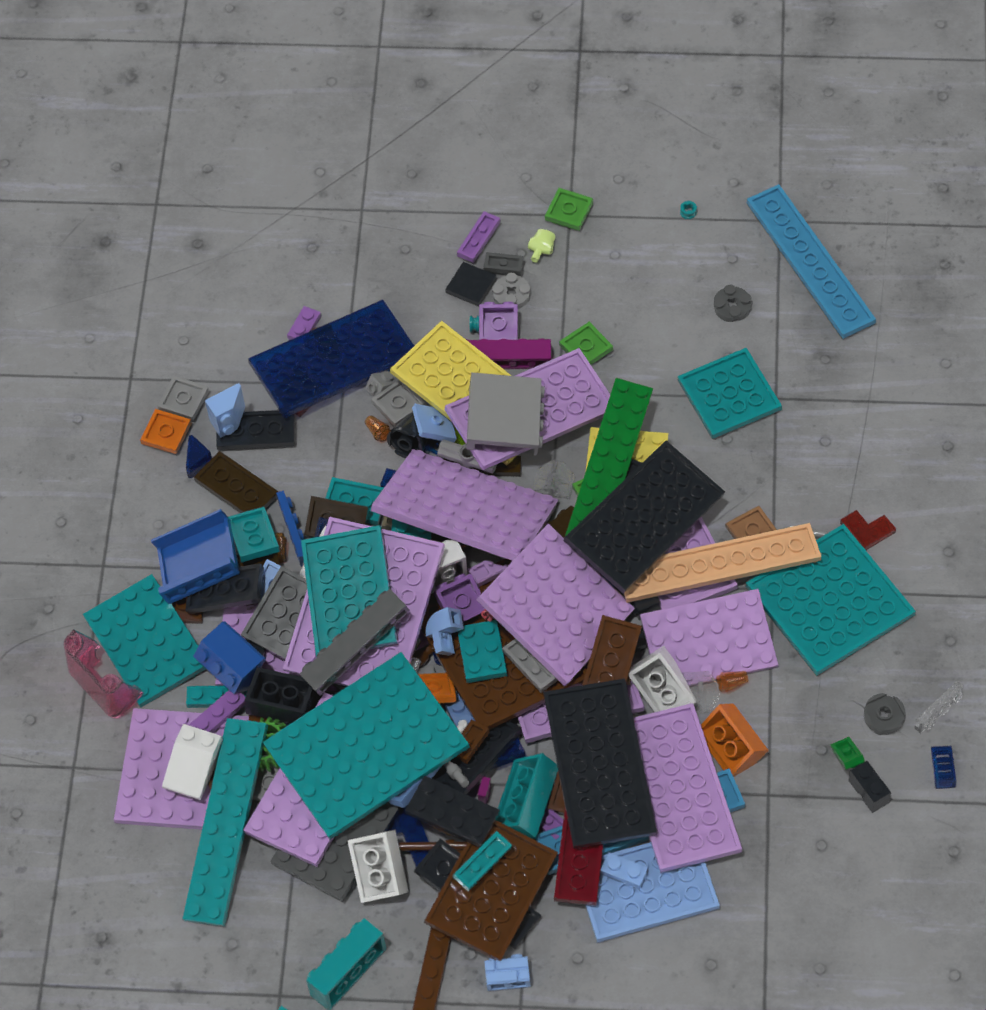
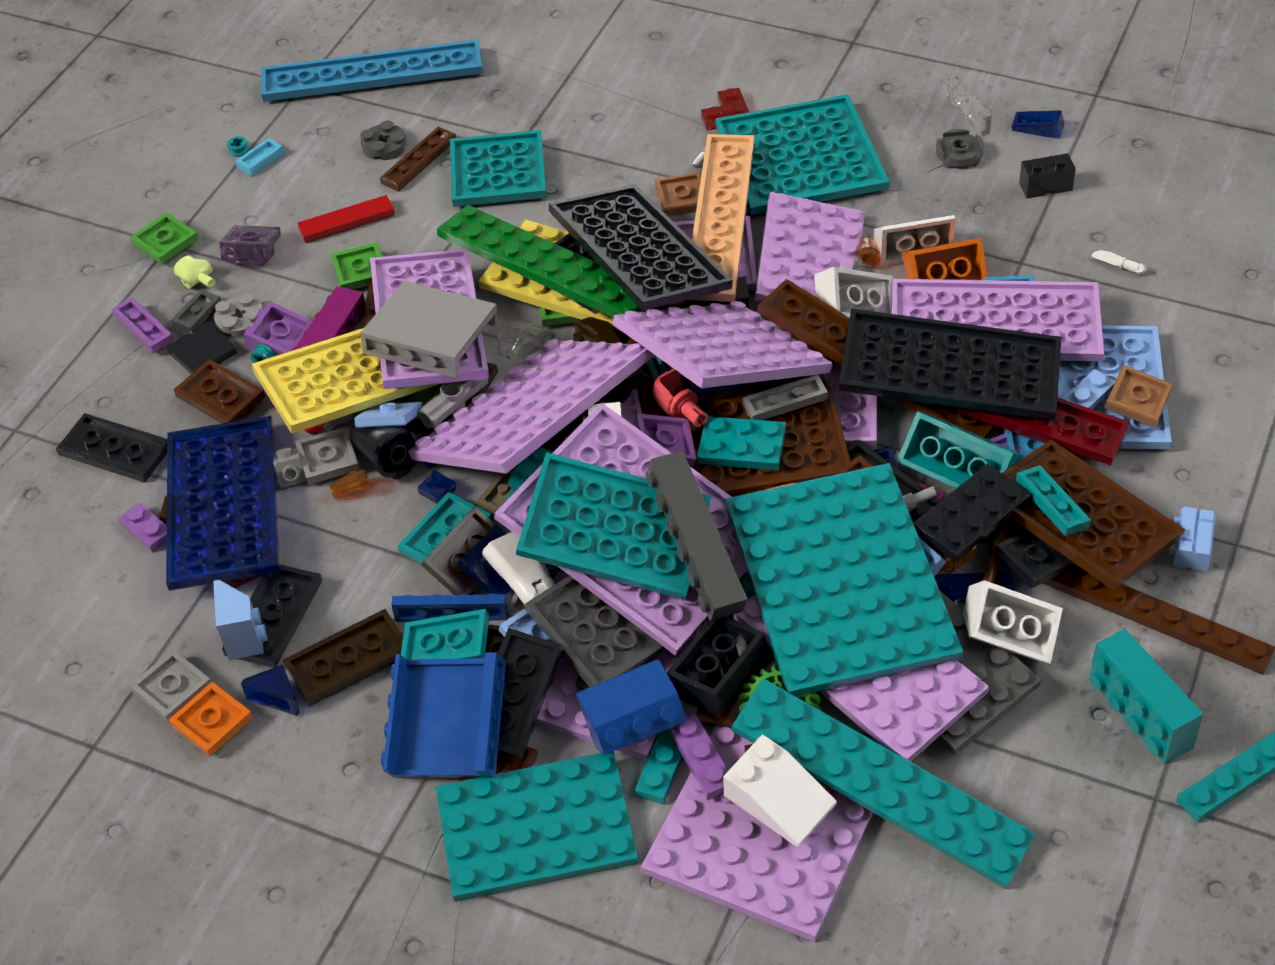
camera: 70 degrees left, 10 degrees down
(108, 692) = (583, 898): clear pink windscreen -> none
(365, 273) = (113, 447): none -> black tile
(429, 309) = (219, 392): none -> reddish brown plate
(440, 628) = (697, 452): light blue brick -> none
(581, 265) = (249, 244): none -> clear purple plate
(629, 904) = (1139, 396): none -> medium nougat plate
(637, 315) = (346, 218): none -> red tile
(683, 229) = (260, 157): none -> medium azure tile
(723, 335) = (417, 159): none -> reddish brown tile
(753, 706) = (912, 236): none -> white slope
(792, 865) = (1121, 262): none -> white piece
(847, 753) = (1001, 179): green plate -> none

